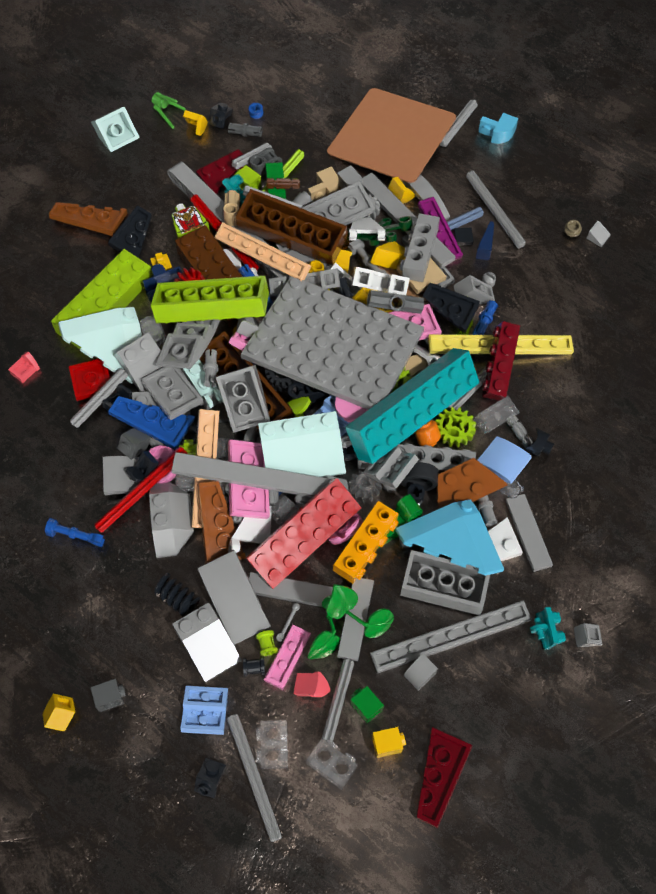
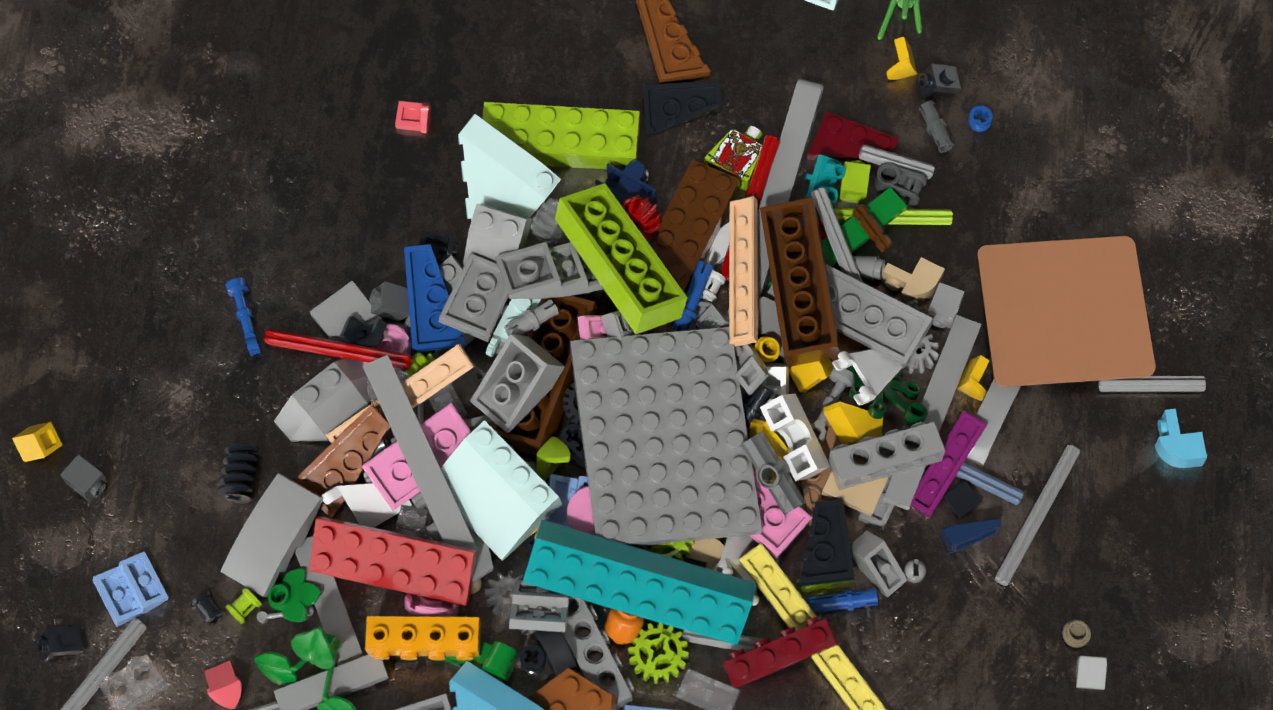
camera: 60 degrees right, 5 degrees up
(88, 378) = (443, 198): red plate -> none
(97, 399) = (419, 223): light grey axle -> none
(161, 259) = (660, 166): yellow tile -> none
(206, 642) = (204, 540): slope -> none
(231, 207) = (787, 190): tan piece -> none
(282, 605) = (298, 596): none -> green plate
(287, 657) = (244, 638): bright pink tile -> none

